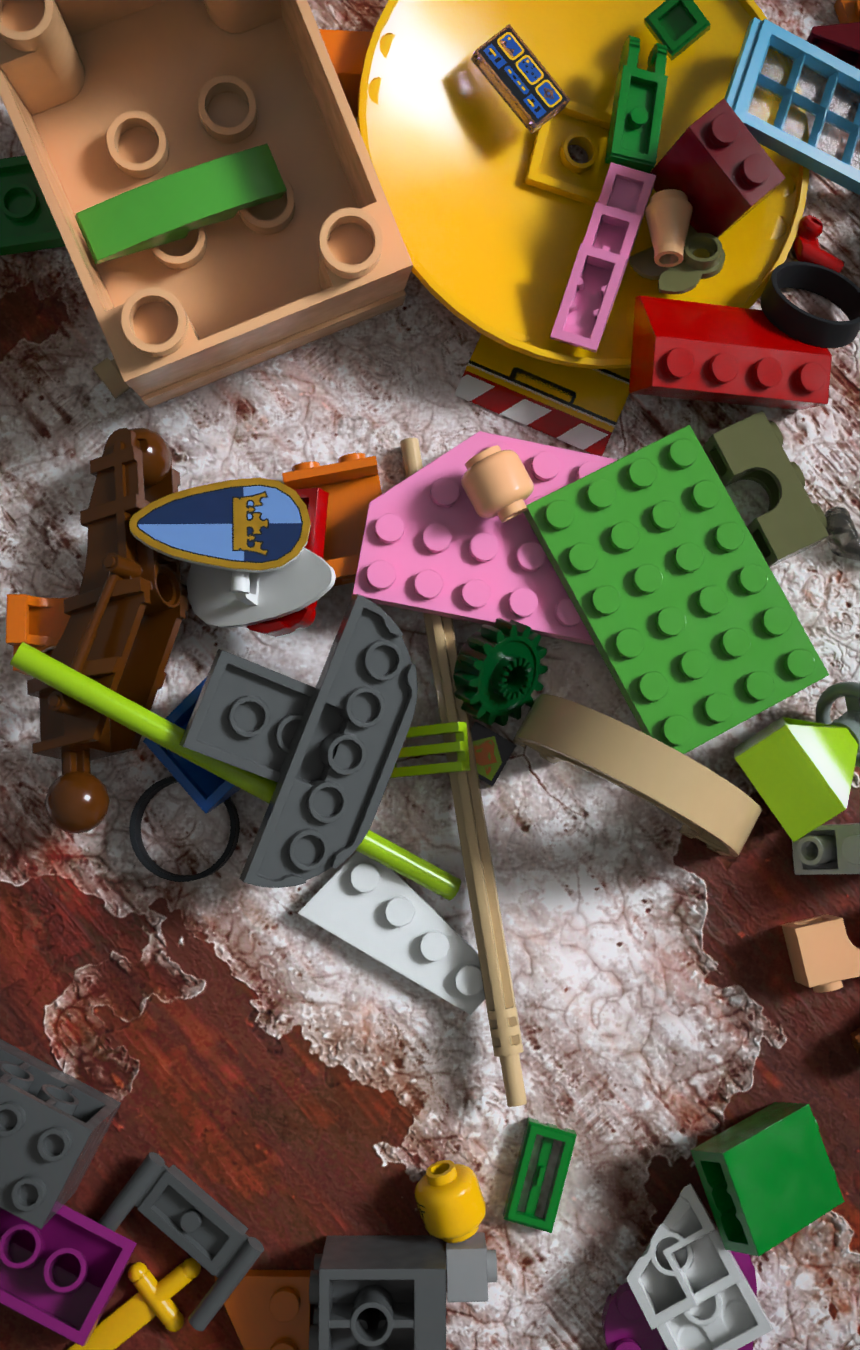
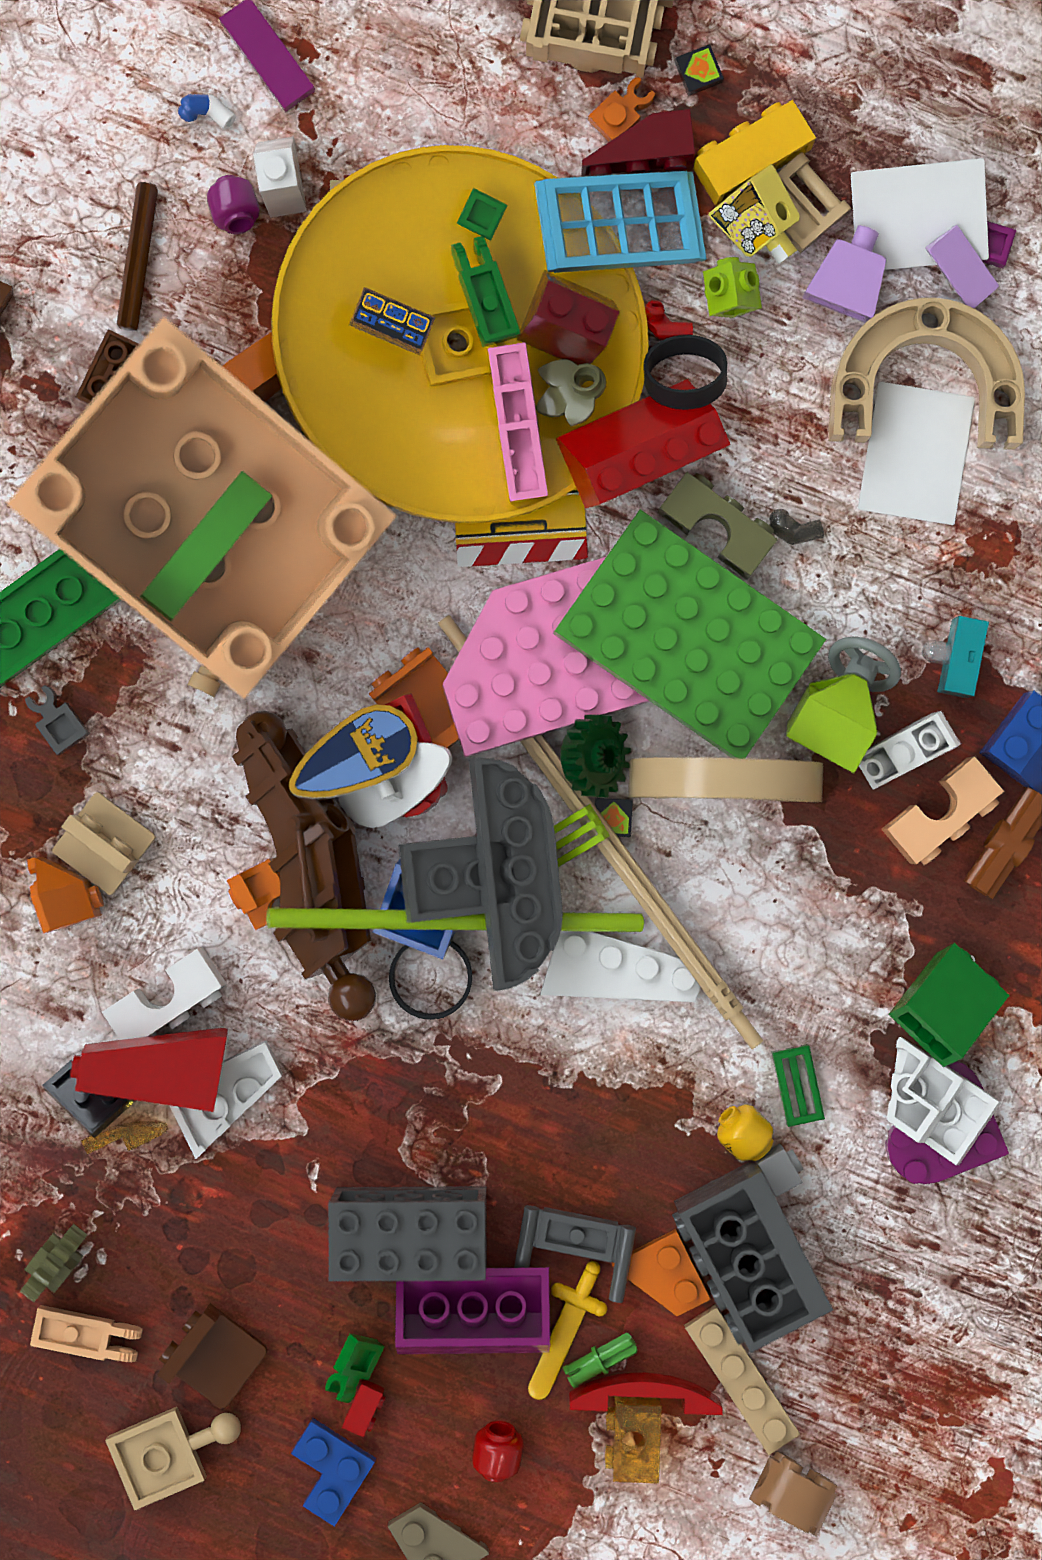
camera: 20 degrees left, 5 degrees up
(497, 483) = (527, 627): light nougat head -> none
(668, 225) = (553, 375): light nougat cone -> none

